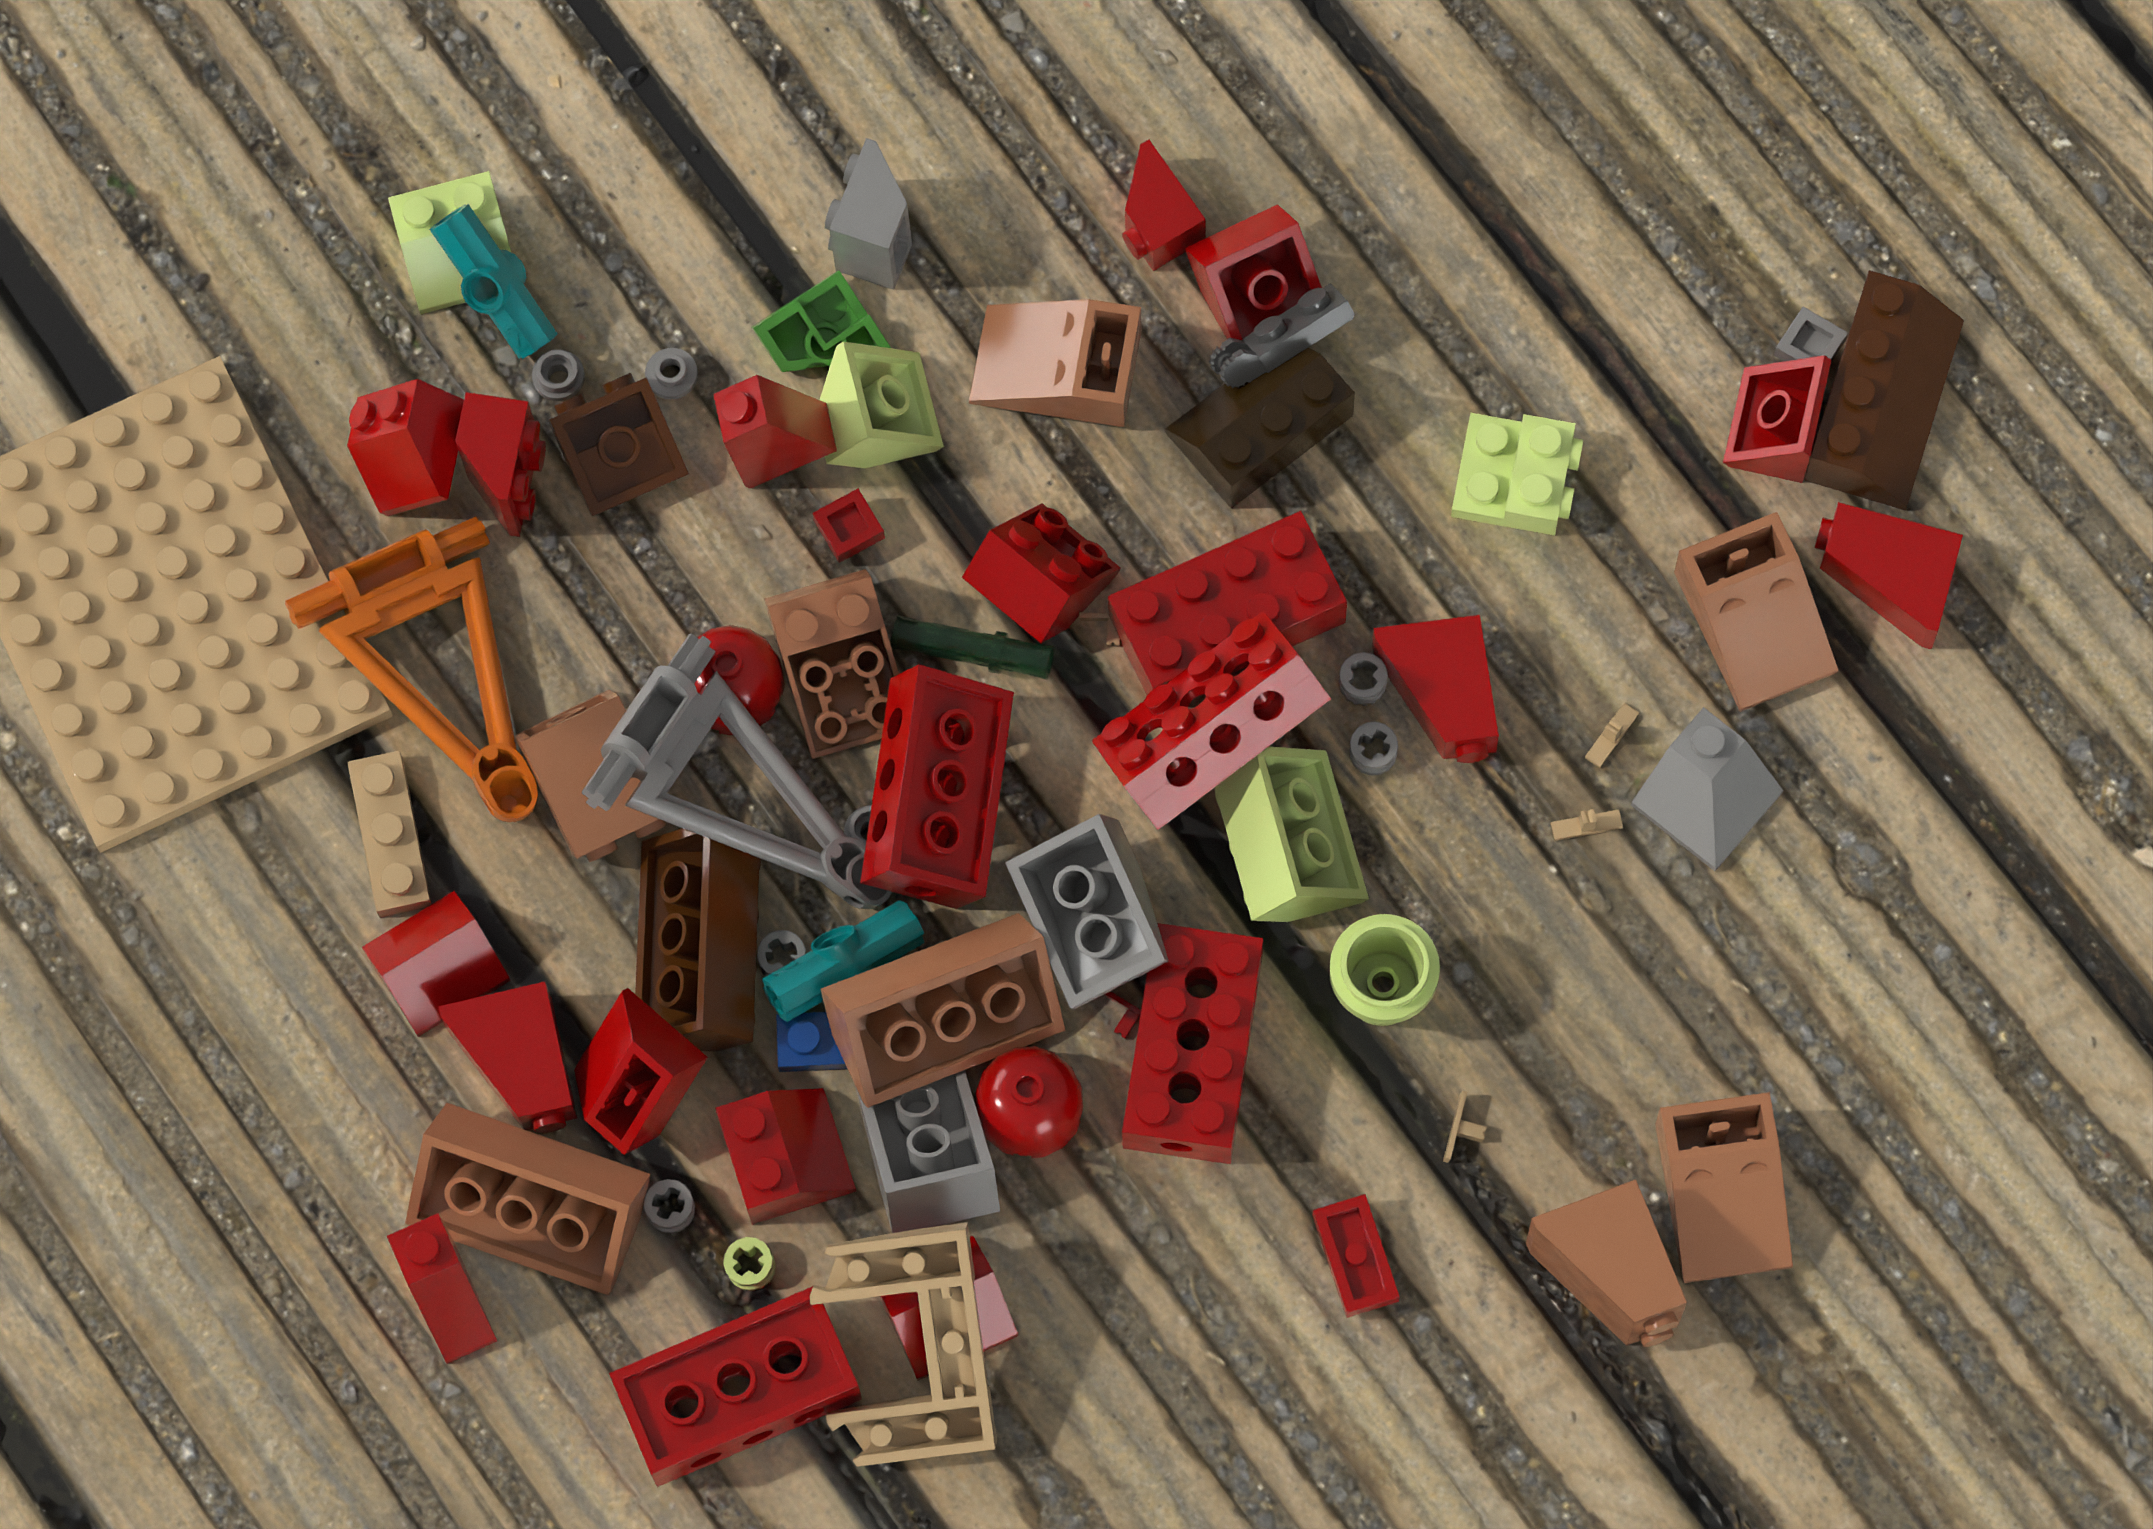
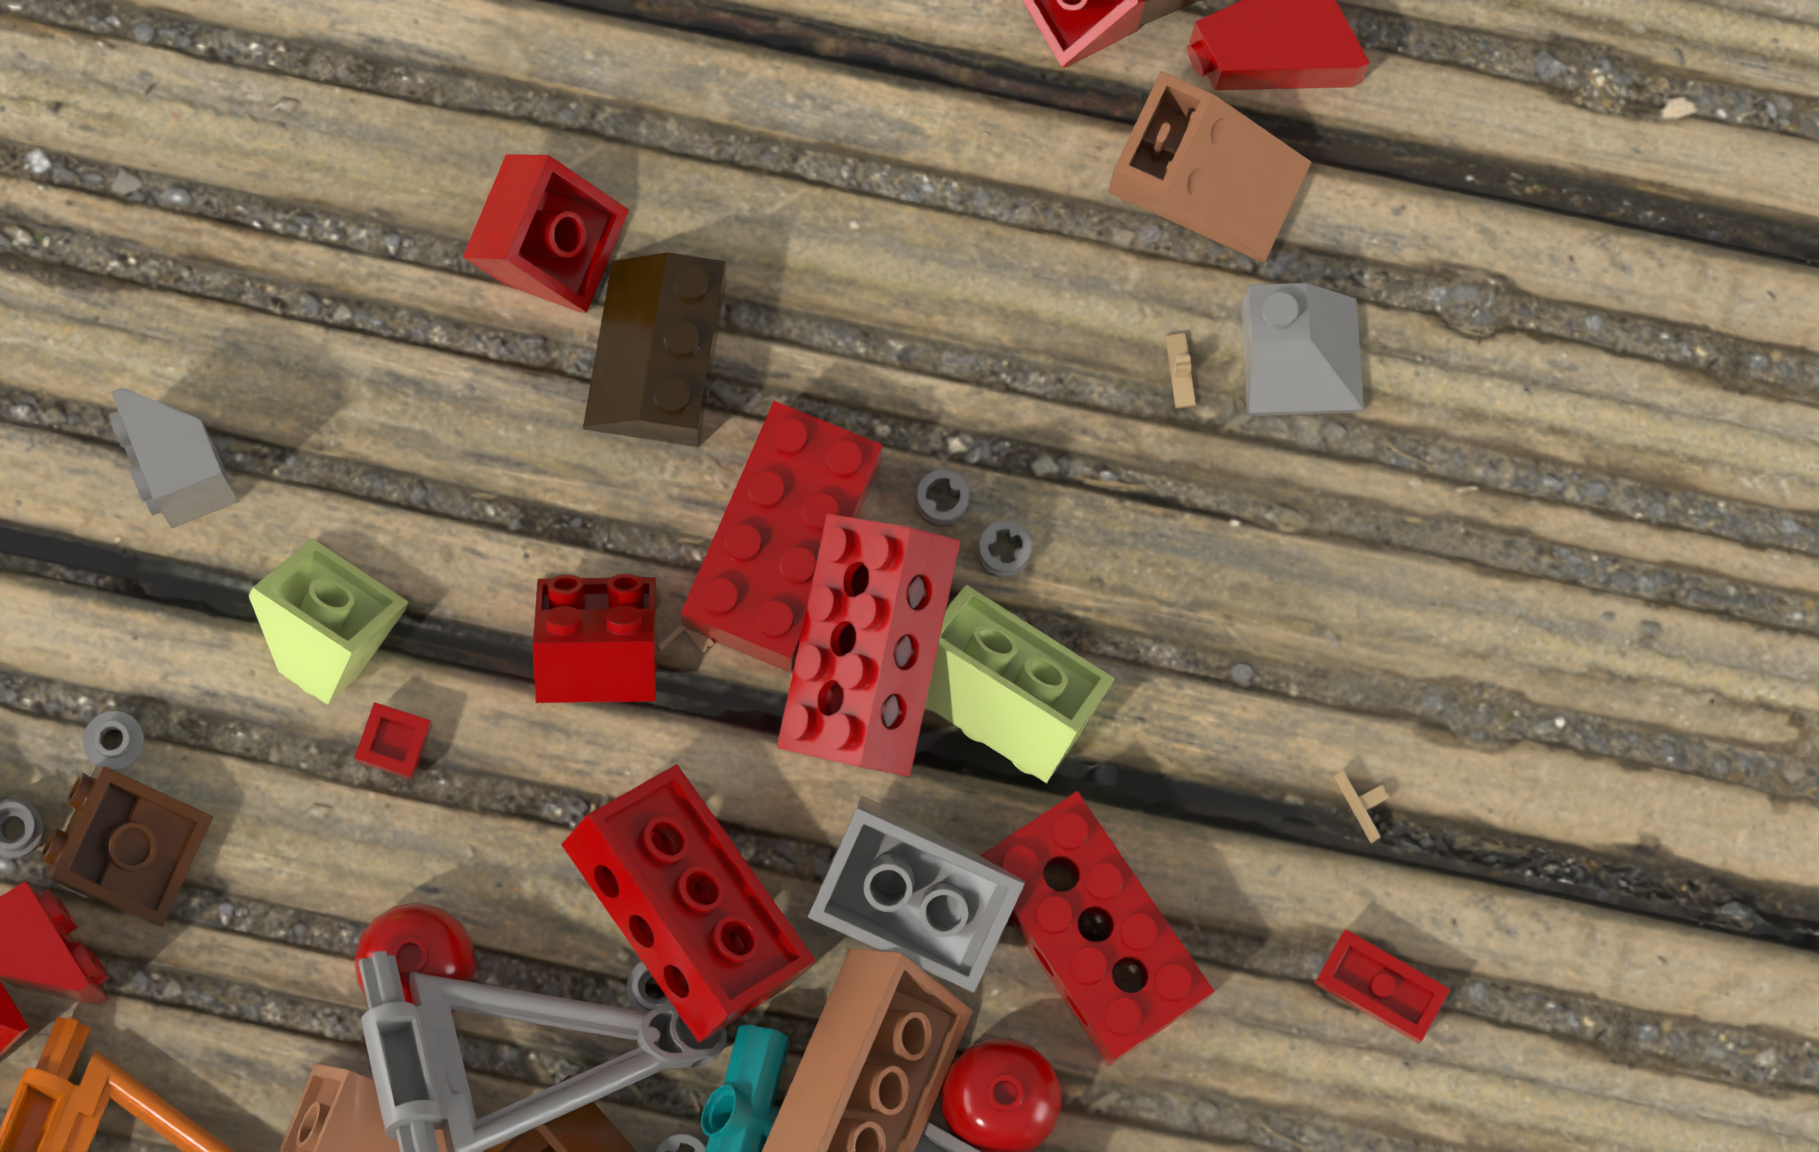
camera: 55 degrees left, 5 degrees up
(772, 428) = (262, 715): red slope -> none
(814, 323) = (206, 590): bright green slope -> none
(835, 660) = (491, 866): nougat slope -> none
(984, 649) = (597, 753): clear green pin -> none
(1059, 359) = (442, 443): nougat slope -> none
(1129, 1018) = (1014, 954): red piece -> none
(1159, 212) = (410, 243): red slope -> none
(1281, 336) = (614, 265): dark grey hinge -> none
(1386, 948) = (1219, 710): yellowish green piece -> none
(1444, 682) = (1016, 444): red slope -> none
(1516, 472) = (908, 215): yellowish green plate -> none
(1586, 824) = (1228, 463): tan piece -> none
(1612, 1263) = (1599, 807): nougat slope -> none
(1725, 1187) = (1617, 666): nougat slope -> none

